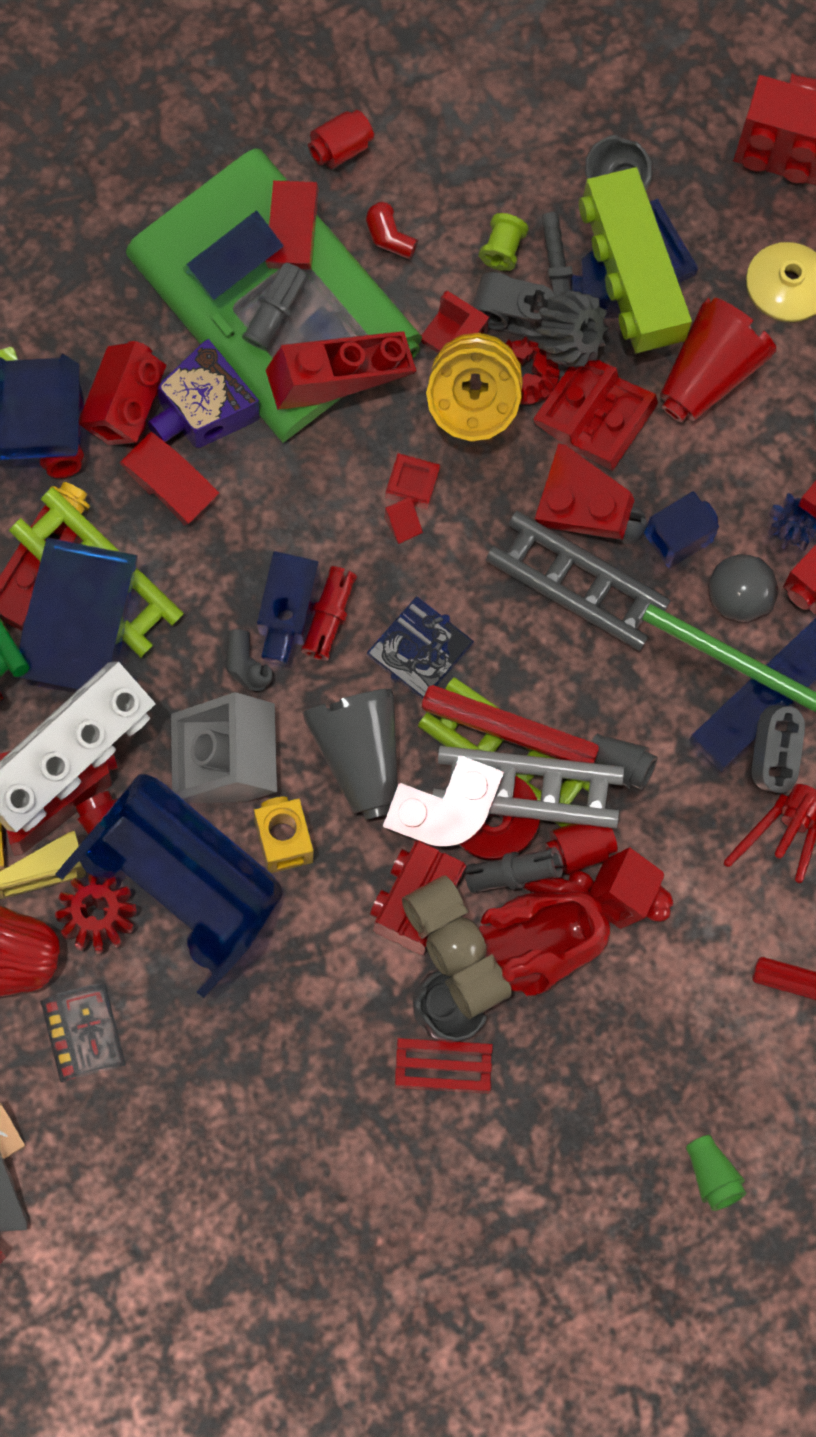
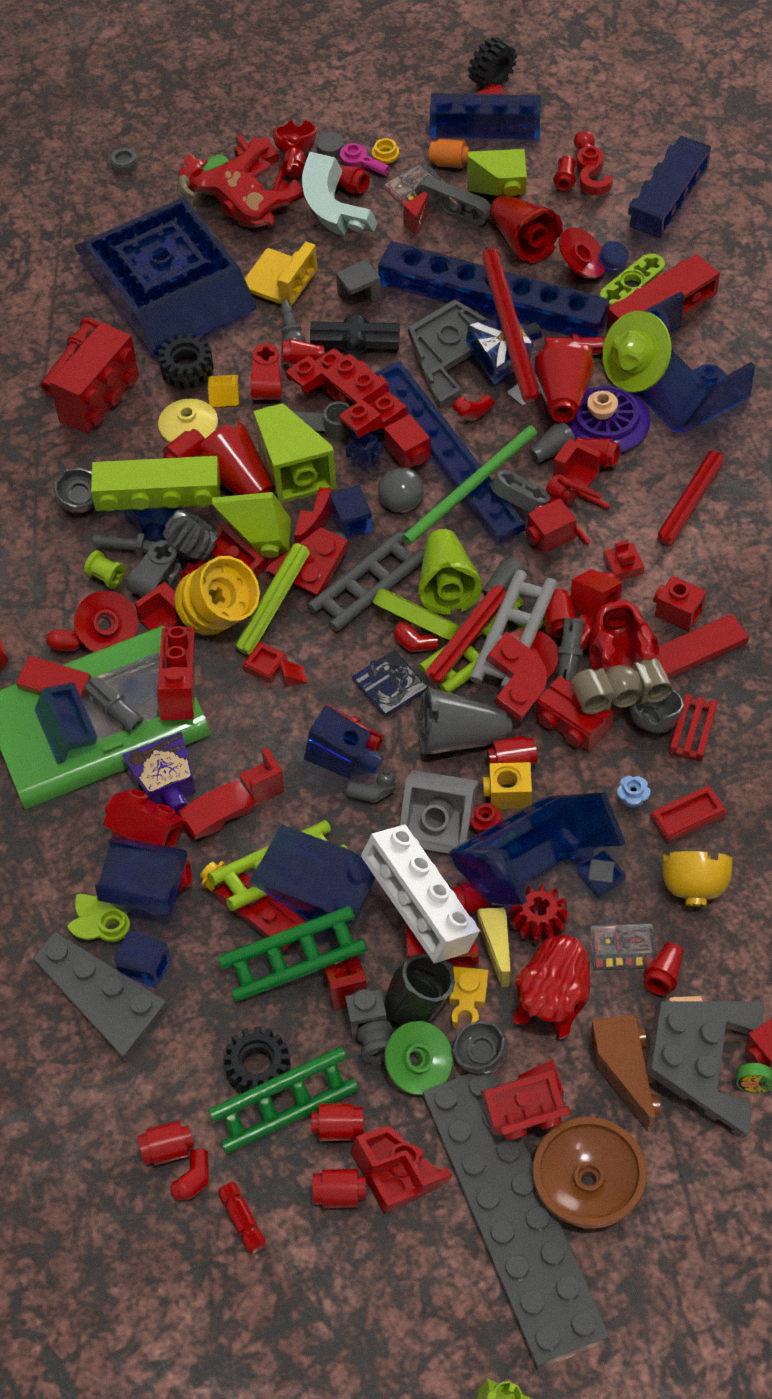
camera: 65 degrees left, 15 degrees down
(50, 1090) = (664, 970): none -> red cone
(179, 982) = (601, 873): none -> clear blue tile
(190, 1106) = (696, 876): none -> yellow cylinder
(224, 522) = (264, 779): none -> red panel
(231, 827) = (481, 824): none -> red plate
(300, 1082) = (688, 814): none -> red tile
(321, 1013) = (633, 798): none -> light blue plate
(334, 828) = (513, 751): none -> red brick
(396, 259) = (108, 606): none -> red dish
(491, 660) = (412, 640): none -> red arm
(506, 462) = (272, 598): none -> lime axle
(539, 633) = (415, 613): none -> lime beam
(581, 1050) = (702, 645): none -> red tile
(606, 410) = (258, 521): none -> lime slope
(607, 676) = (447, 575): none -> lime cone
(642, 1008) = (679, 603): none -> red brick
(646, 486) = (312, 520): none -> red slope
(702, 919) = (624, 560): none -> red tile
(729, 284) = (184, 445): none -> red brick
(731, 802) = (551, 526): none -> red brick
(743, 419) = (293, 454): none -> lime slope

